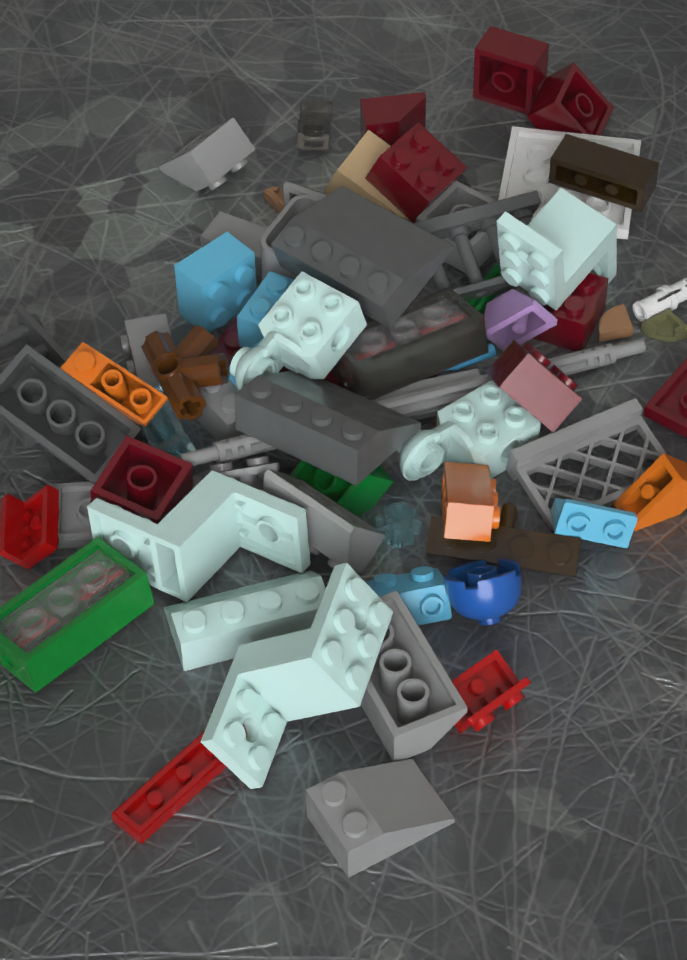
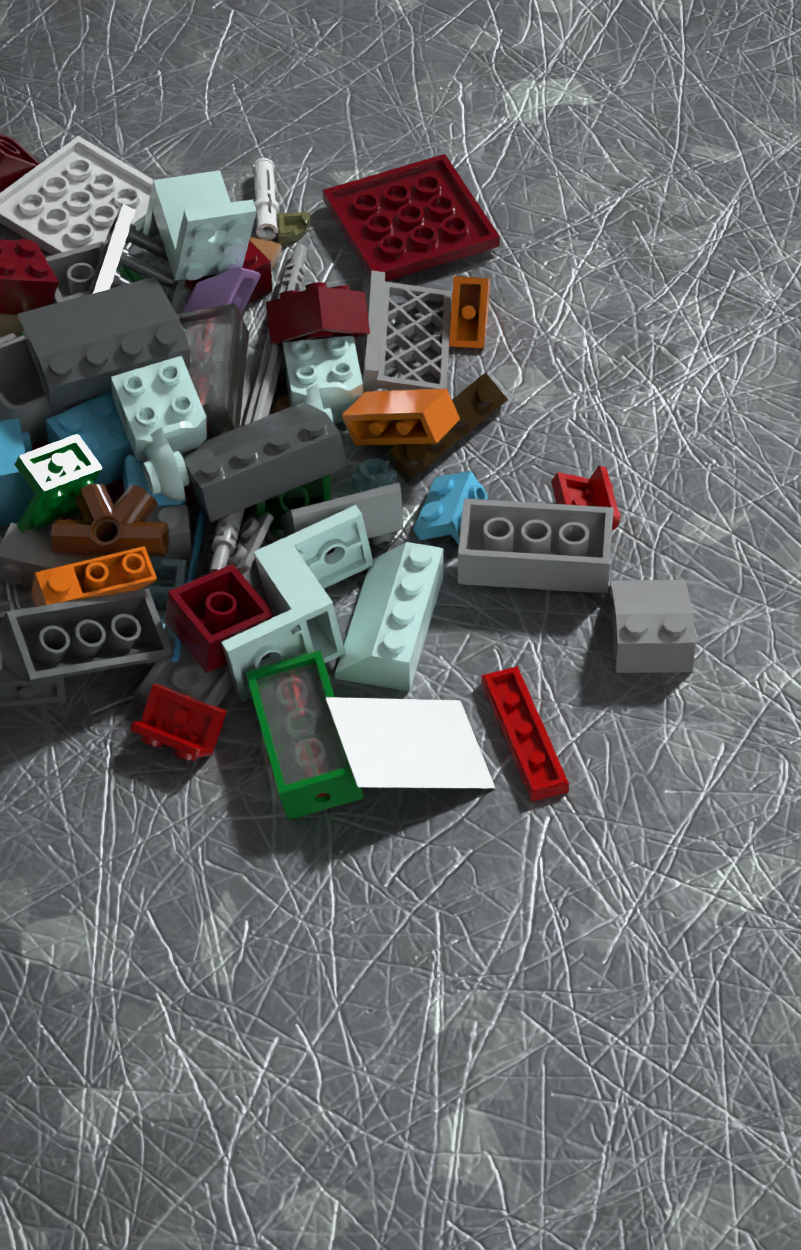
camera: 60 degrees left, 0 degrees up
(100, 692) = (409, 743): none -> white sticker
(194, 300) = (56, 478): none -> green bracket
(297, 676) = (512, 592): light aqua bracket -> none
(484, 590) = (491, 451): blue cylinder -> none
(593, 522) = (472, 358): medium azure bracket -> none
(603, 172) = (106, 170): dark brown brick -> none

